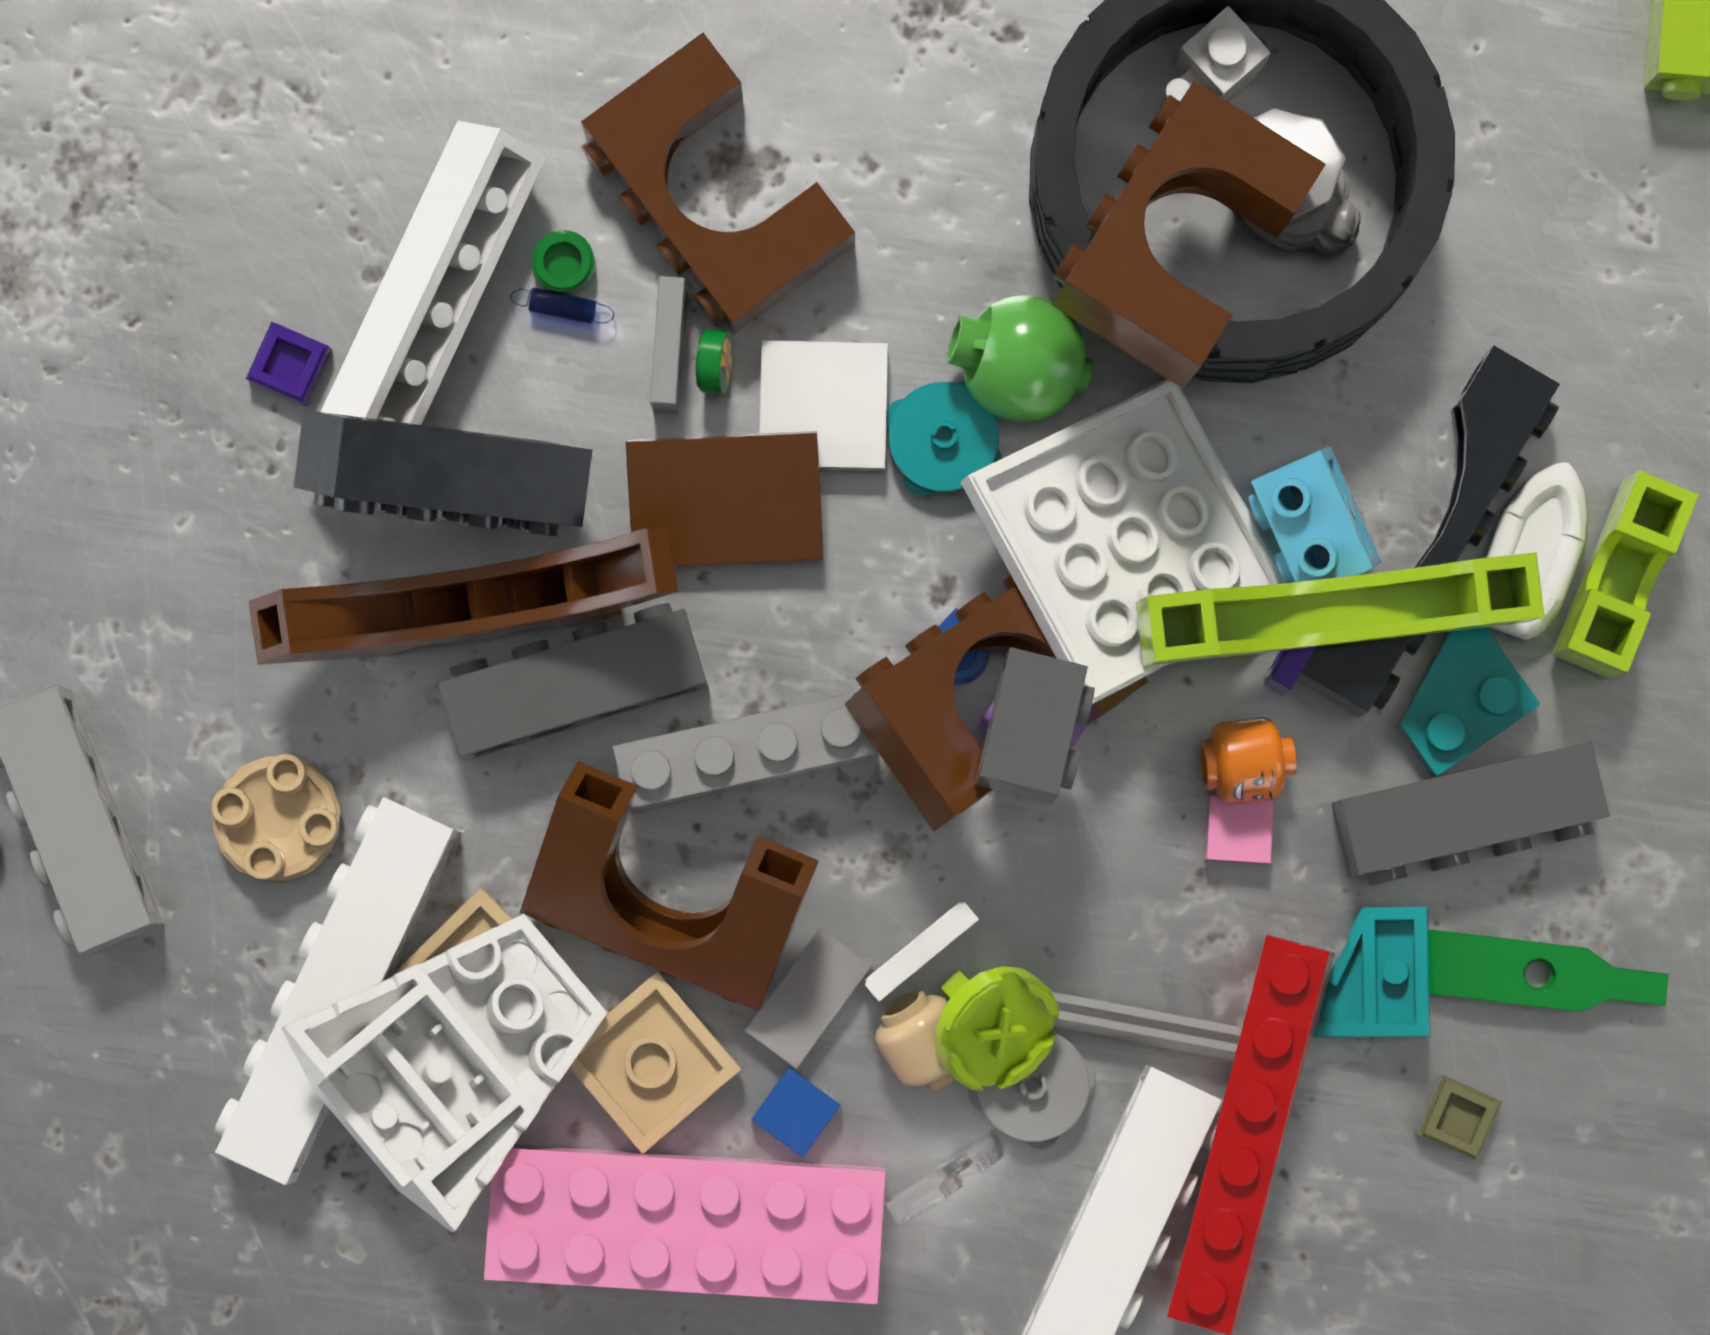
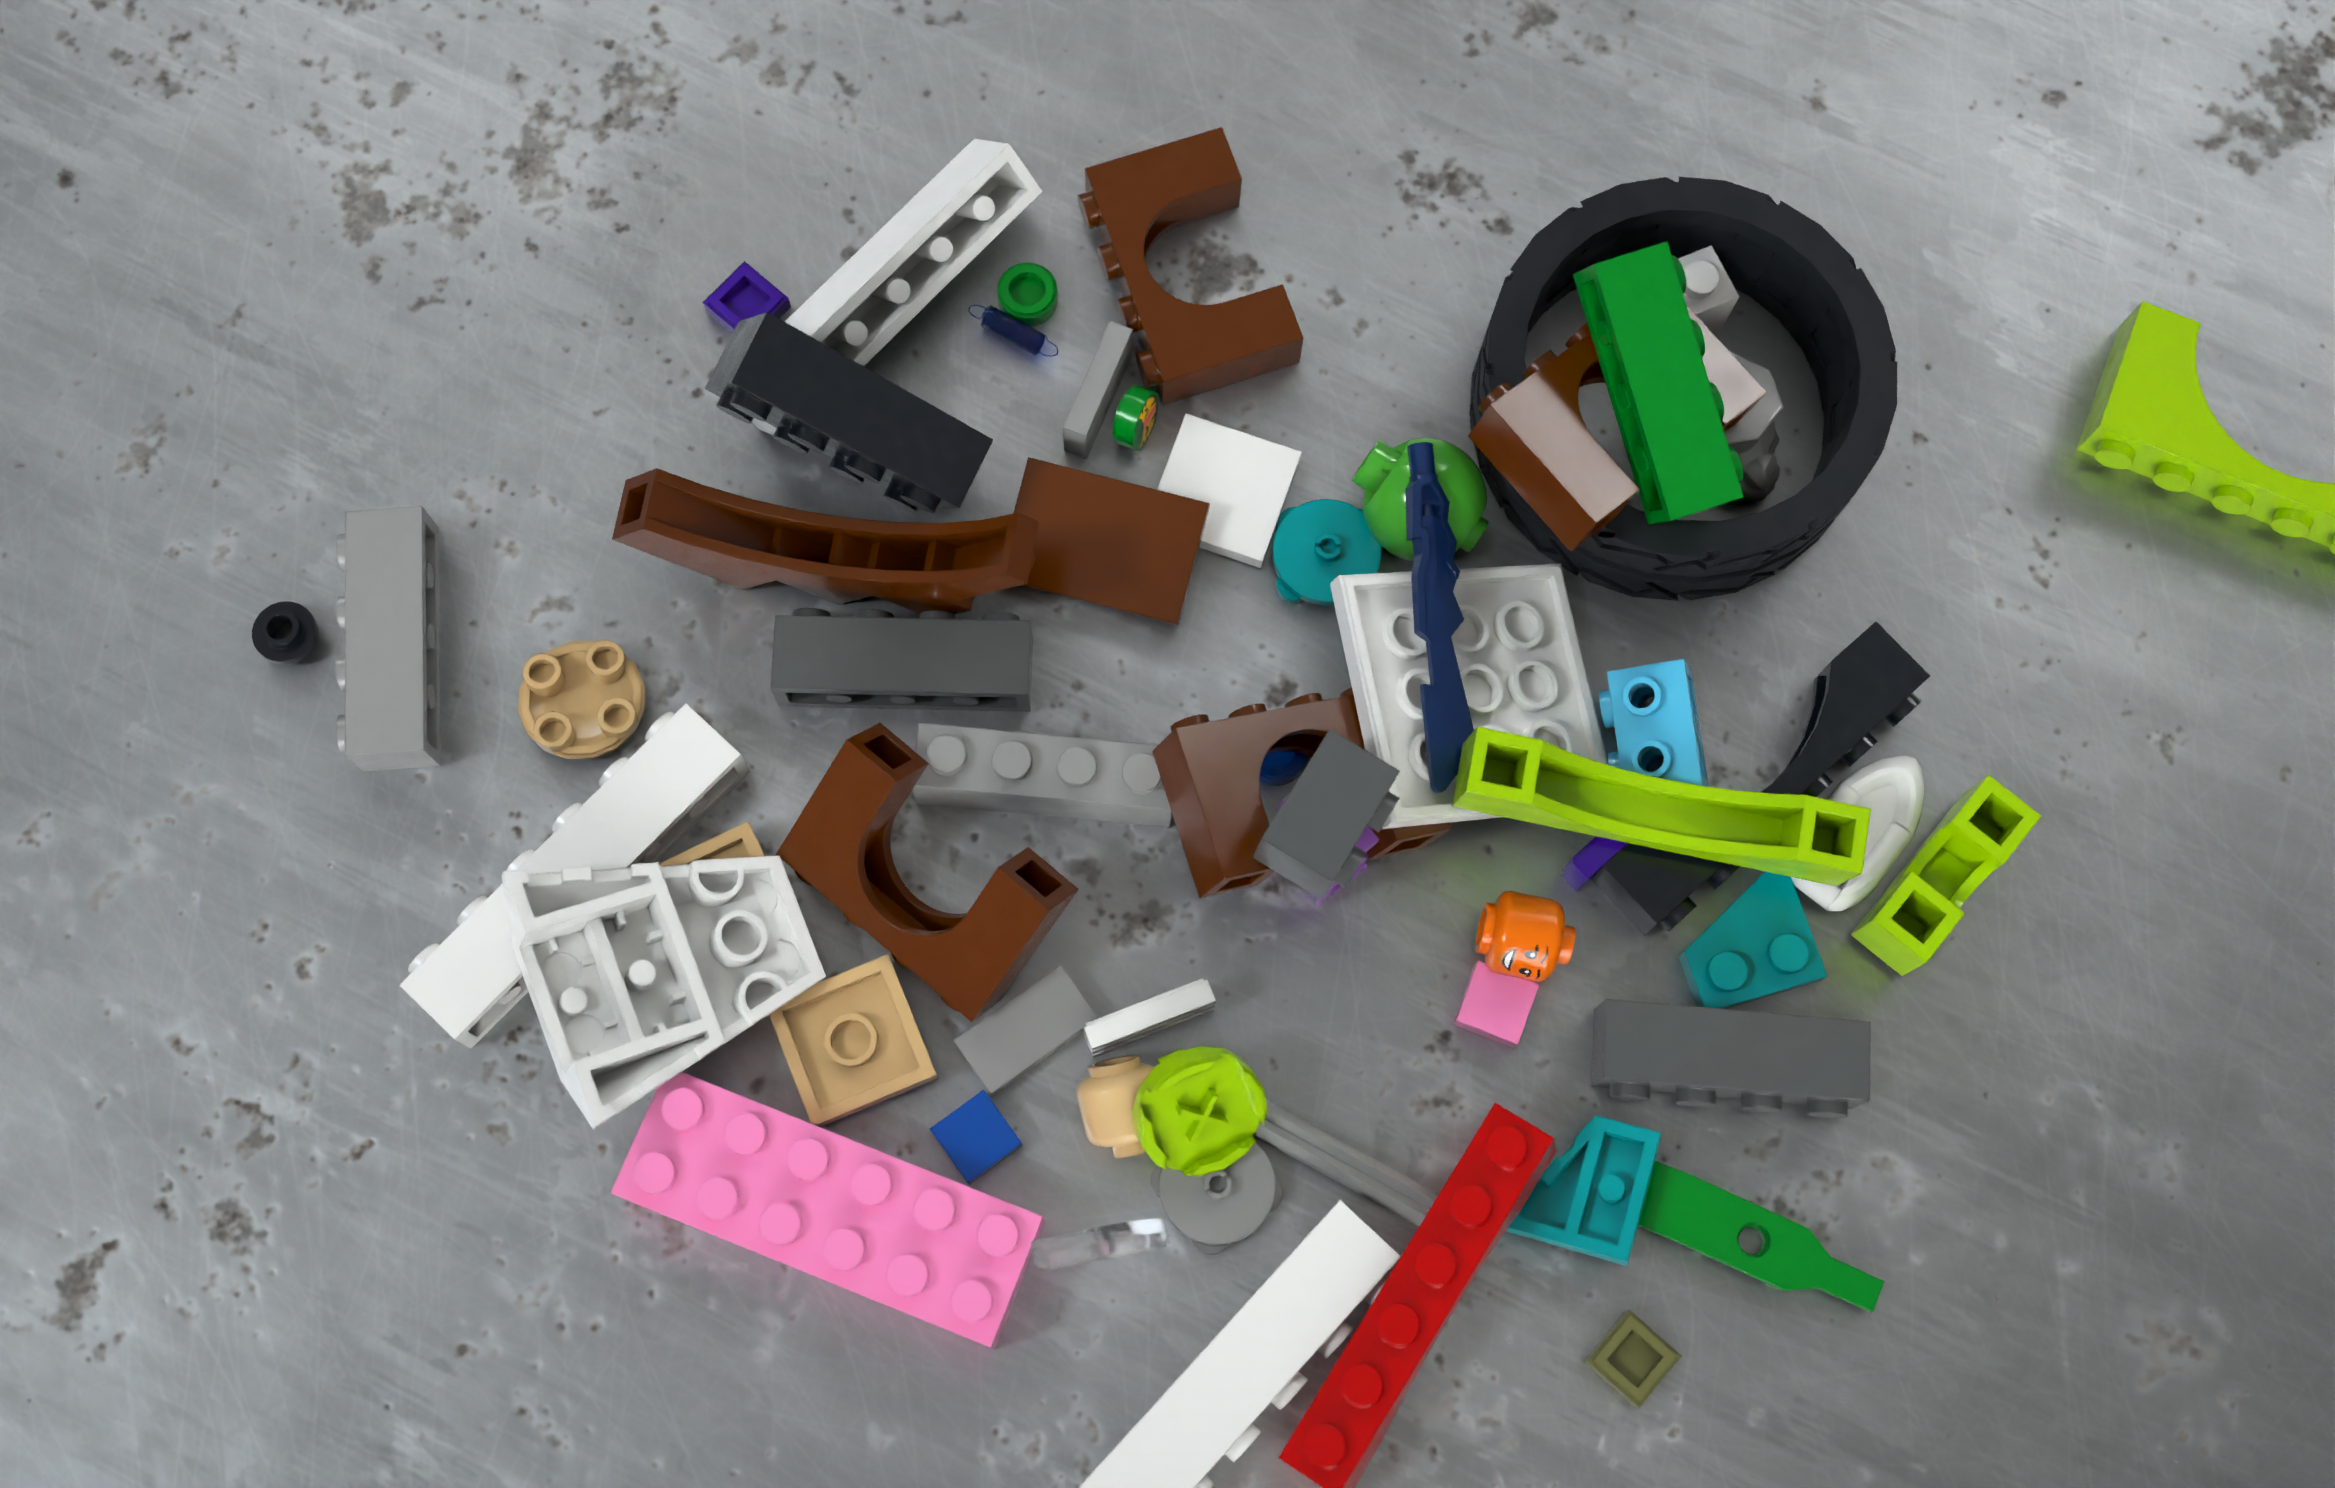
camera: 15 degrees right, 10 degrees down
(1073, 486) = (1436, 616): none -> dark blue sword
(1221, 202) = (1659, 383): none -> green brick

